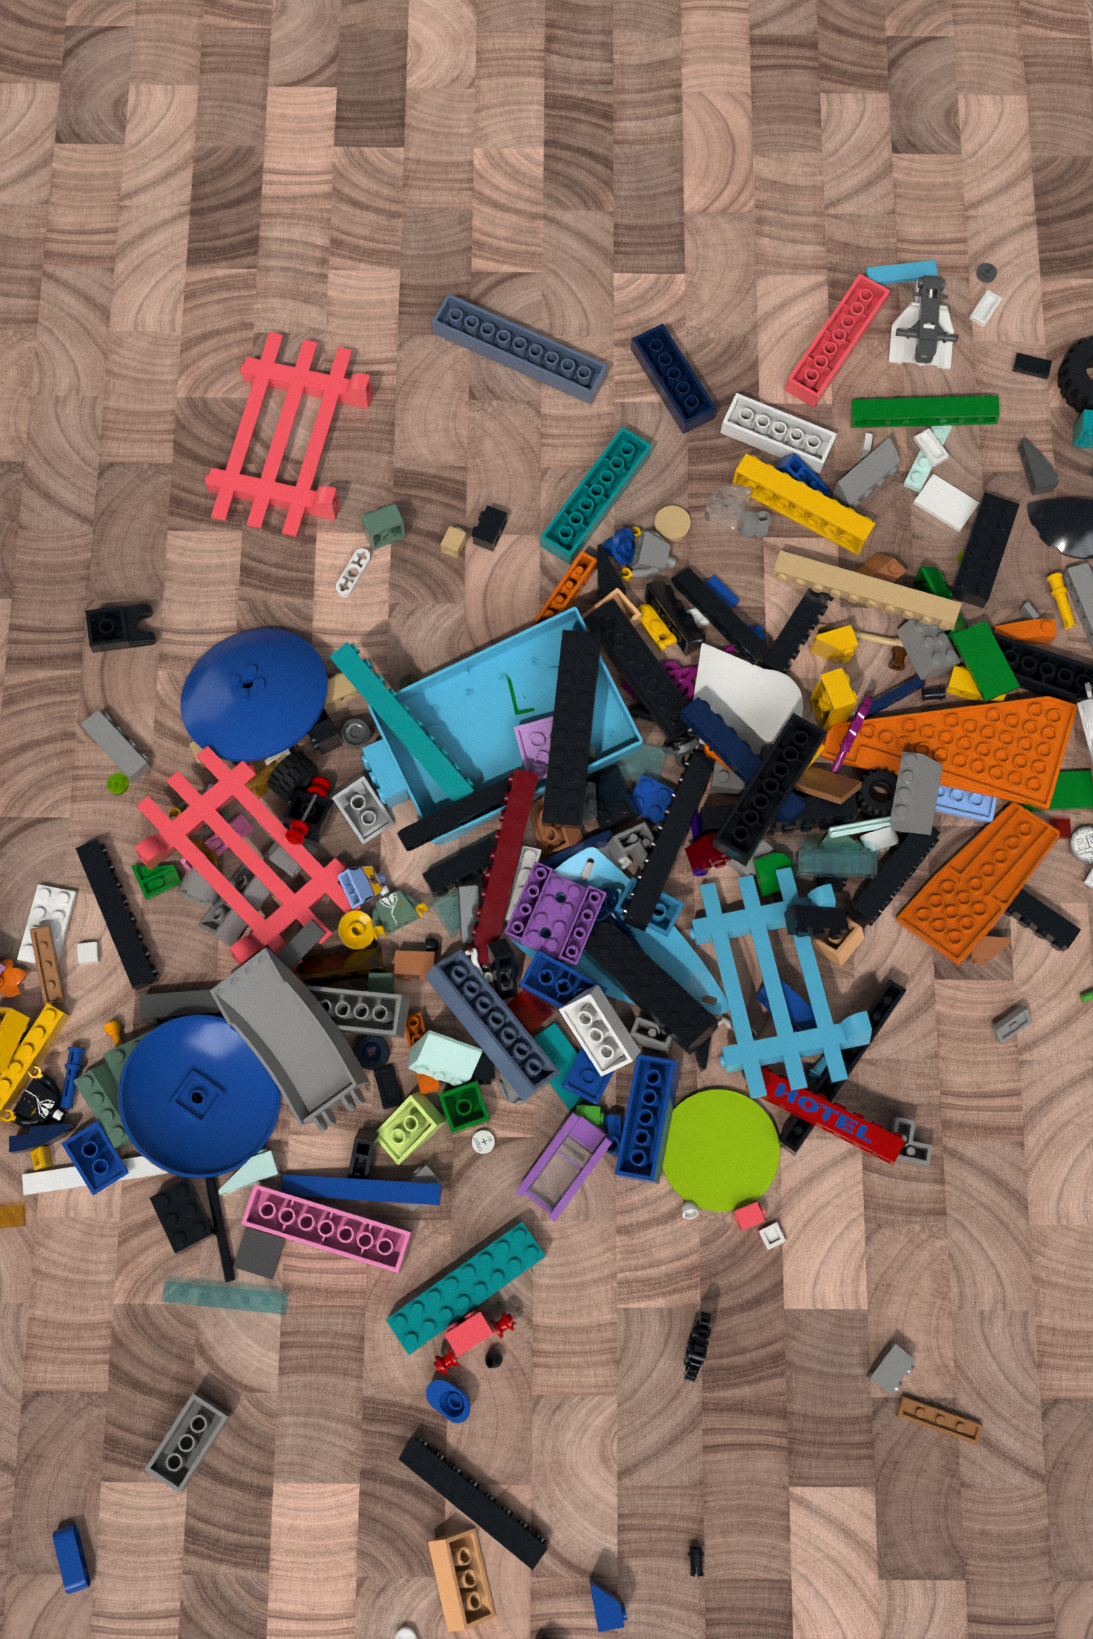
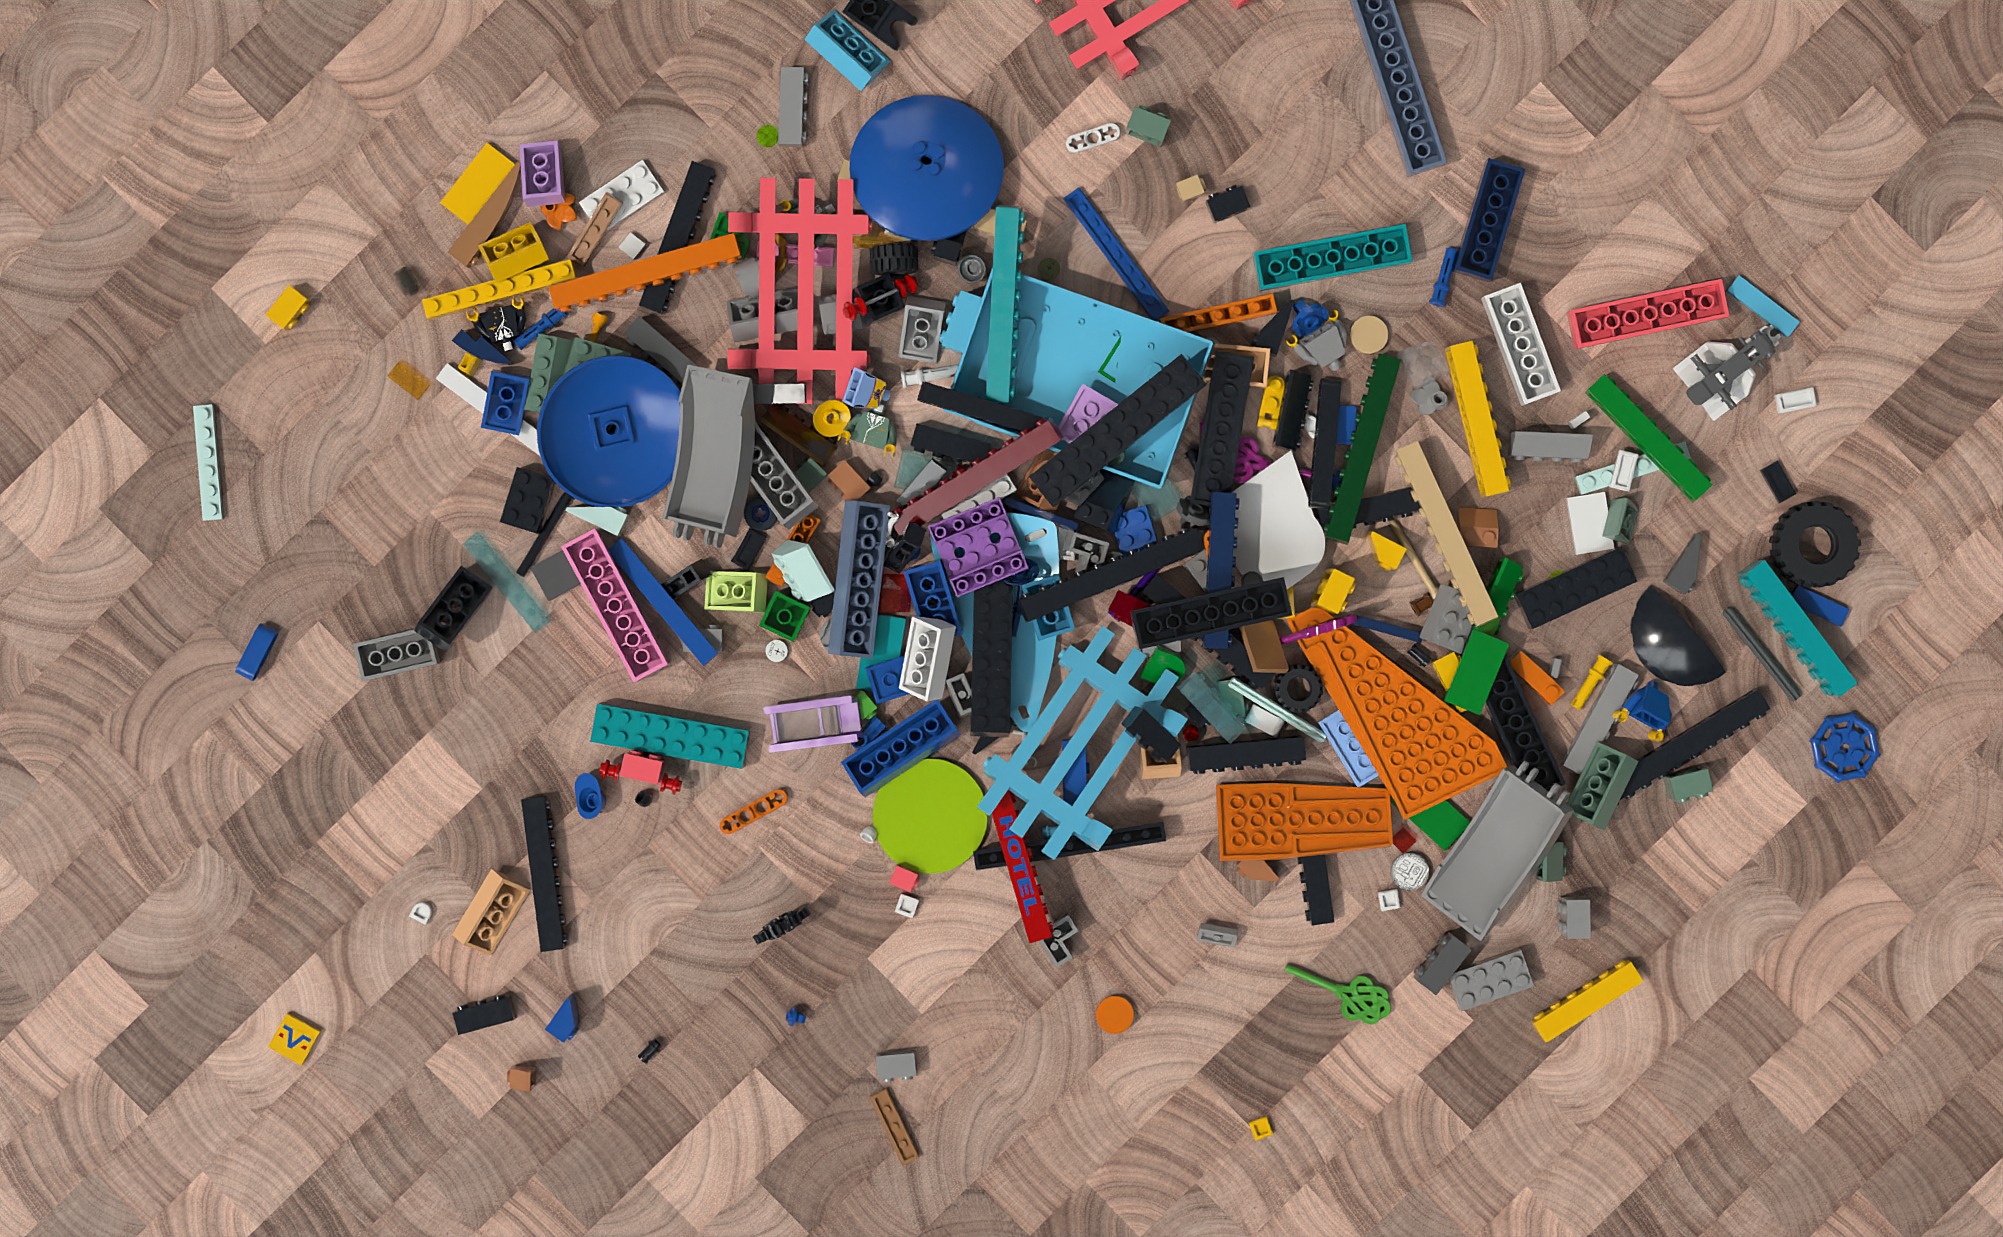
camera: 45 degrees right, 15 degrees up
(113, 958) = (645, 272): none -> orange brick
(119, 673) = (847, 49): none -> medium azure slope
(200, 1358) = (452, 597): none -> black brick
(393, 841) = (920, 375): none -> white pin
(439, 630) = (1116, 254): none -> blue tile
(587, 1282) = (752, 809): none -> orange beam
(687, 447) = (1439, 286): none -> blue pin
(750, 595) = (1363, 448): none -> dark green brick
(776, 1412) = (793, 1016): none -> blue plate
(801, 472) = (1501, 397): blue slope -> none
(841, 900) = (1191, 733): none -> red hinge
(916, 794) = (1317, 716): light grey slope -> none
(962, 480) = (1620, 520): none -> sand green slope
(986, 272) = (1829, 372): dark grey piece -> none
(1003, 1159) = (1114, 1014): none -> orange tile

